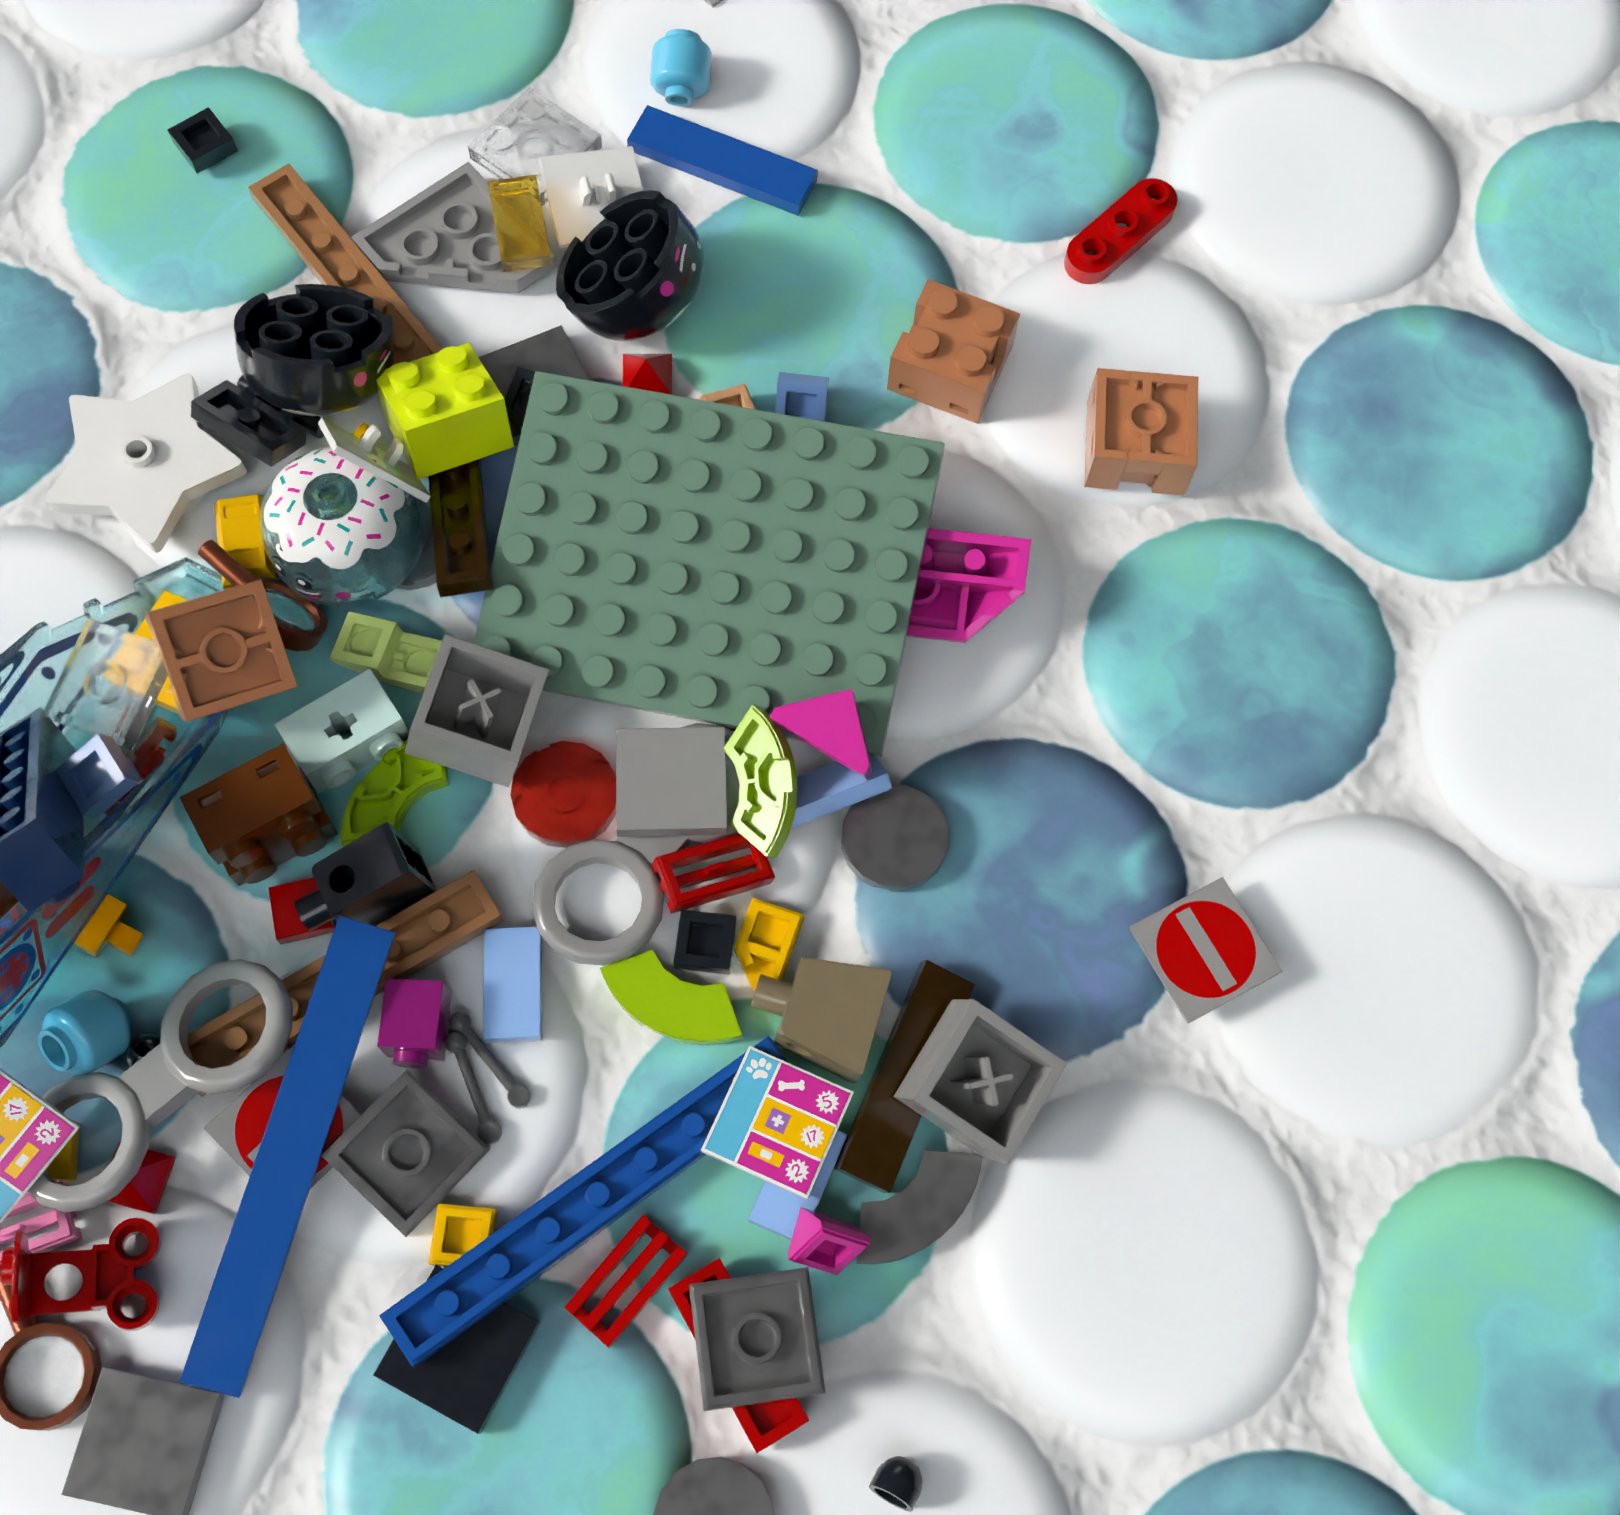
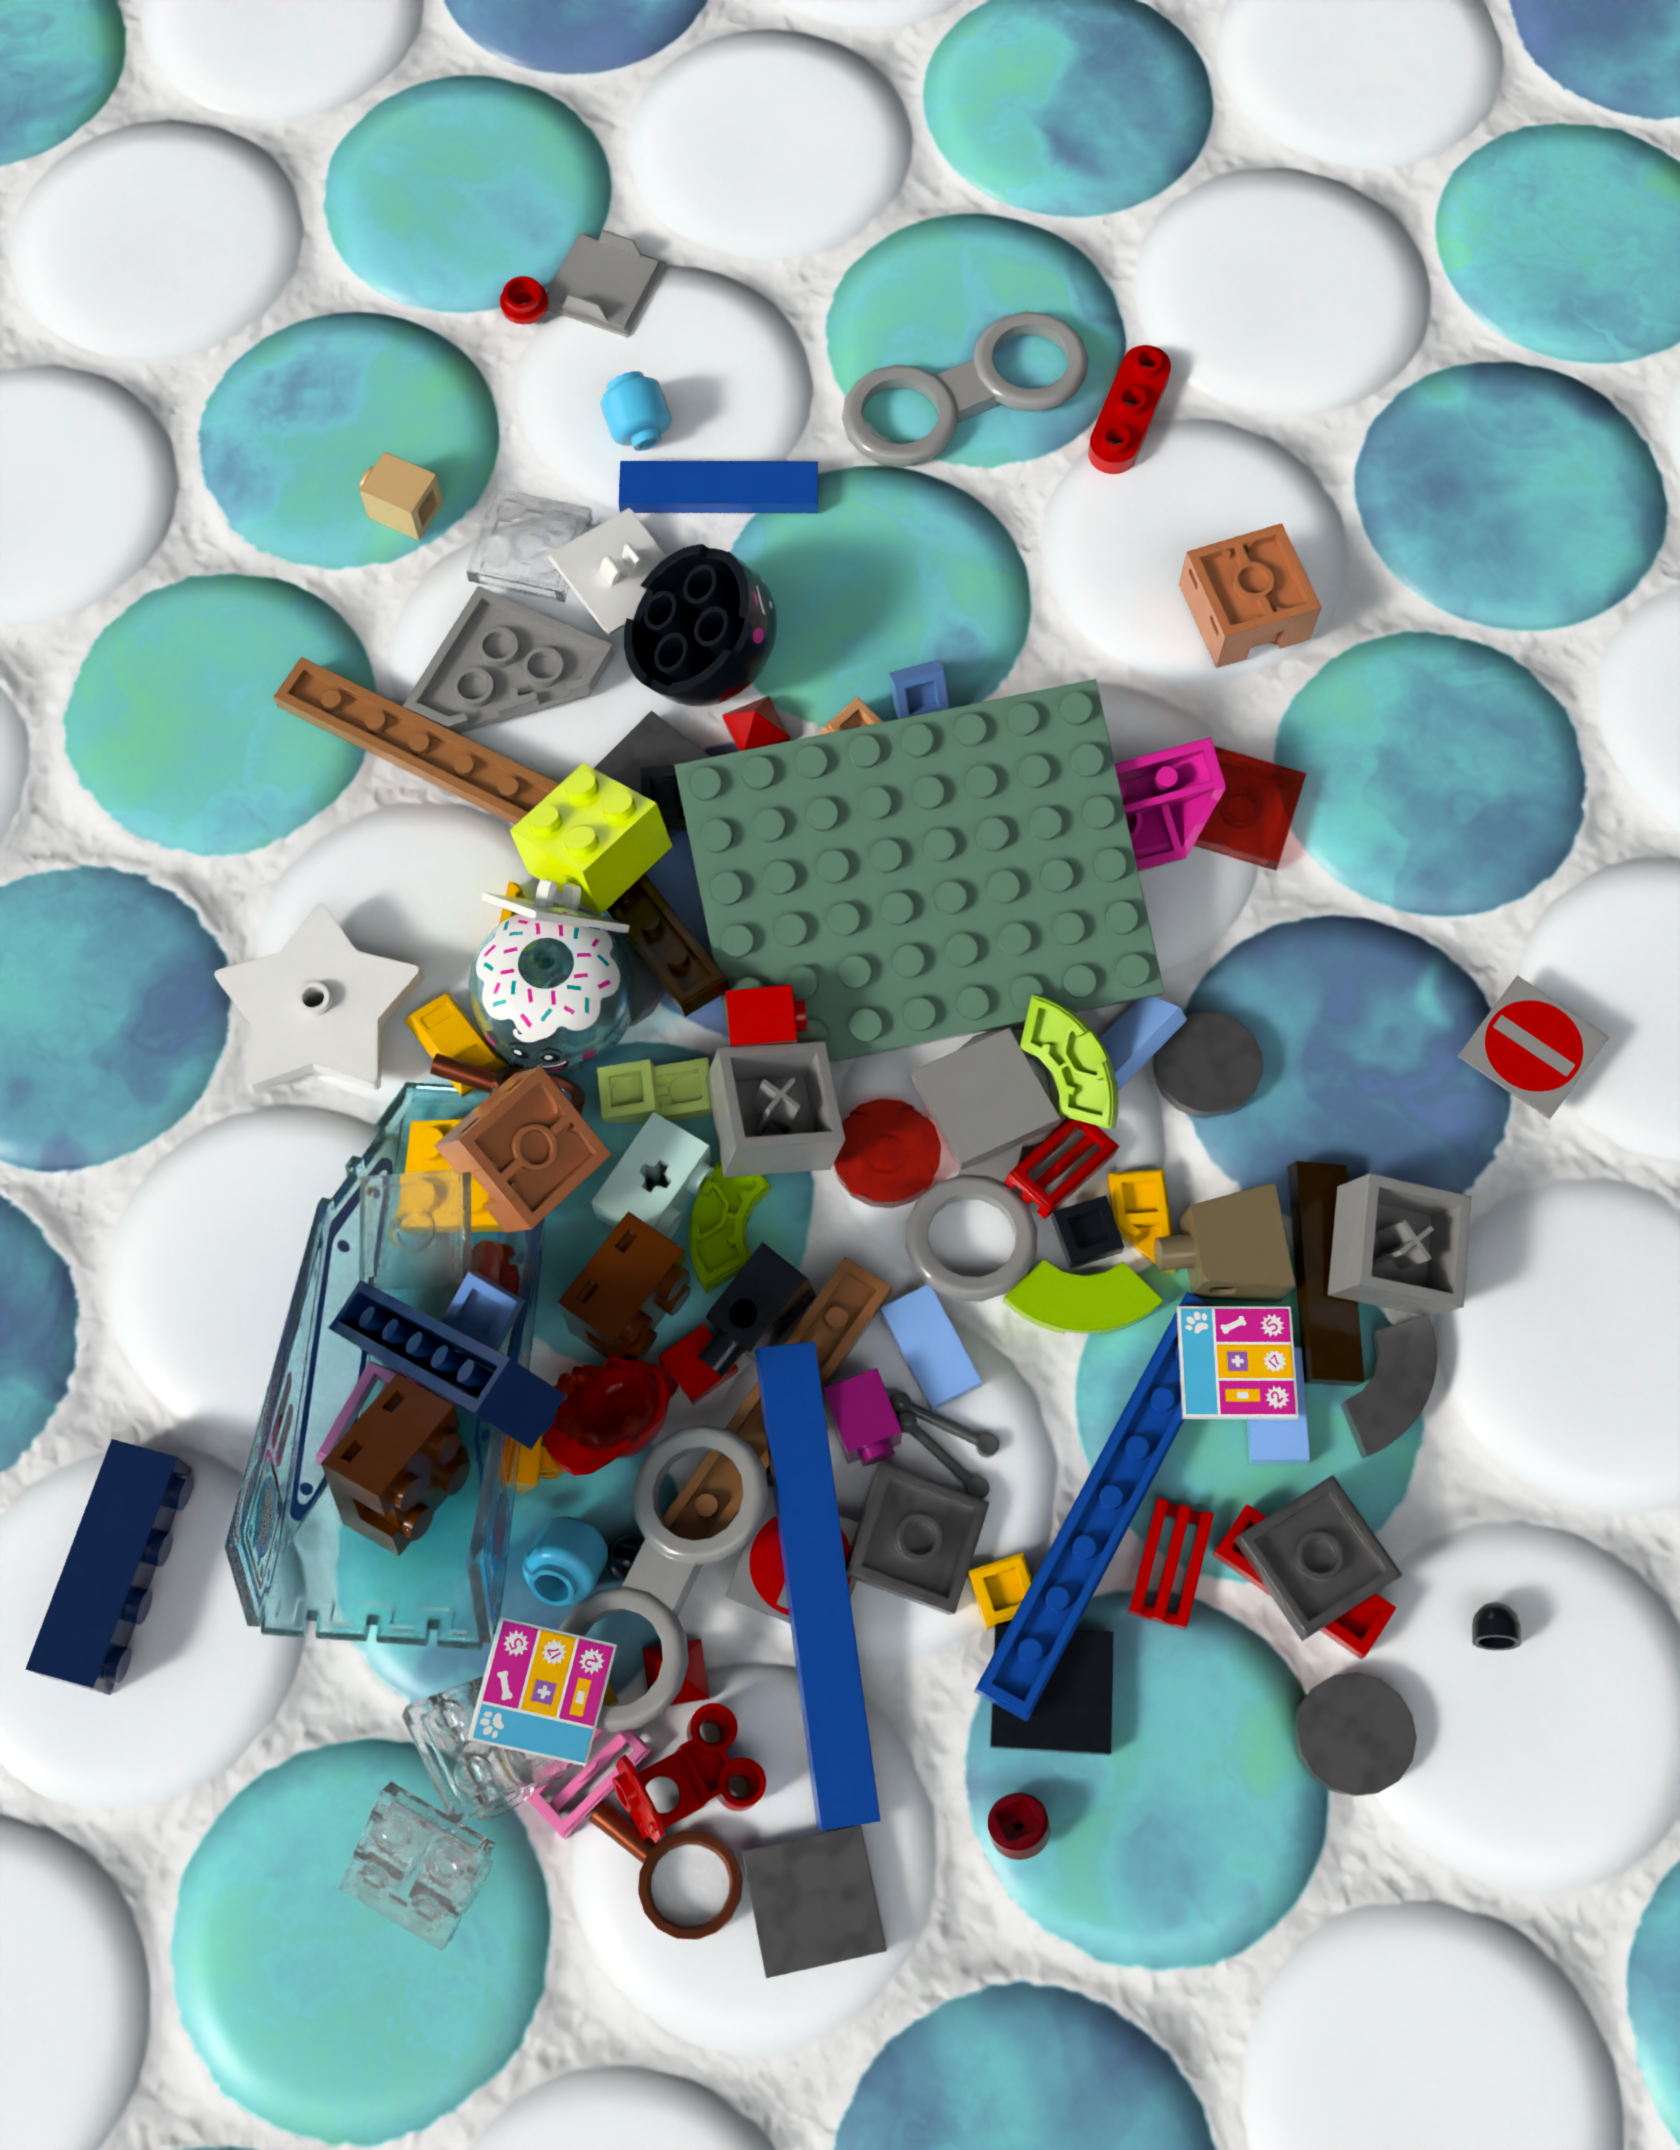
camera: 20 degrees left, 0 degrees up
(190, 915) = (608, 1413): none -> clear red hair
(202, 140) = (198, 667): black plate -> none
(253, 422) = (410, 919): black plate -> none
(314, 348) = (439, 828): black cylinder -> none
(359, 1462) = (1018, 1826): none -> dark red tile
(445, 63) = (401, 495): none -> tan brick
(503, 624) = (765, 1016): none -> red brick
(519, 223) = (565, 626): clear yellow tile -> none
(825, 1242) = (1332, 1449): dark pink slope -> none
(831, 726) = (1118, 986): dark pink slope -> none
(953, 351) = (1037, 588): nougat piece -> none
(981, 158) = (965, 389): none -> light grey bar
(1050, 622) = (1253, 810): none -> clear red tile

